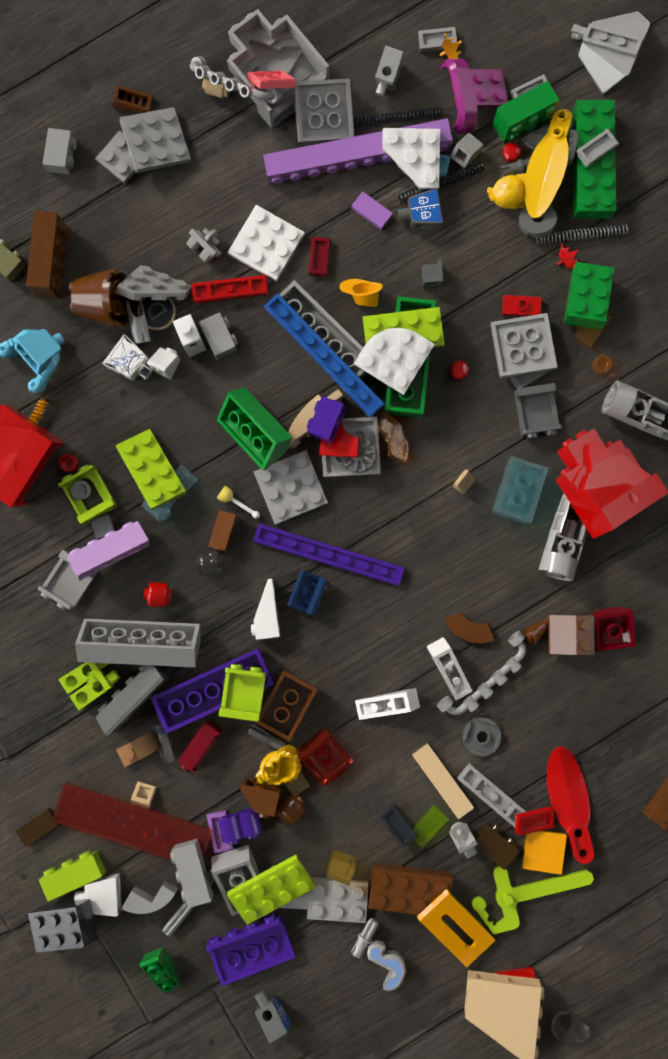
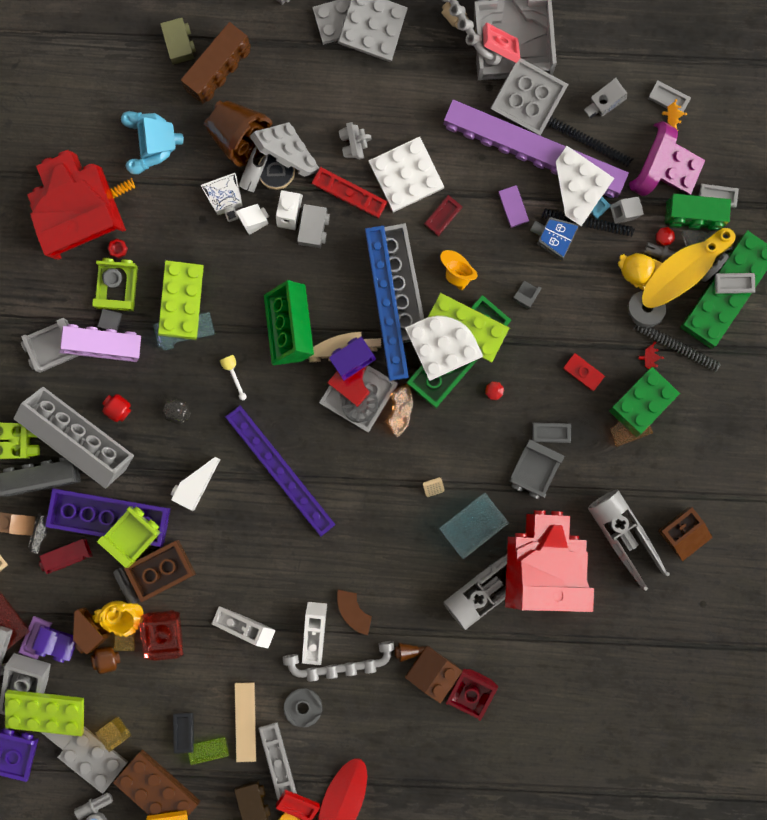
camera: 30 degrees right, 0 degrees up
(222, 530) = (206, 391): reddish brown slope -> none
(290, 487) = (286, 393): light grey plate -> none
(307, 592) = (240, 490): dark blue bracket -> none
(463, 839) = (228, 780): light grey hips -> none
(523, 345) = (561, 407): light grey plate -> none
(602, 364) = (617, 467): clear orange tile -> none

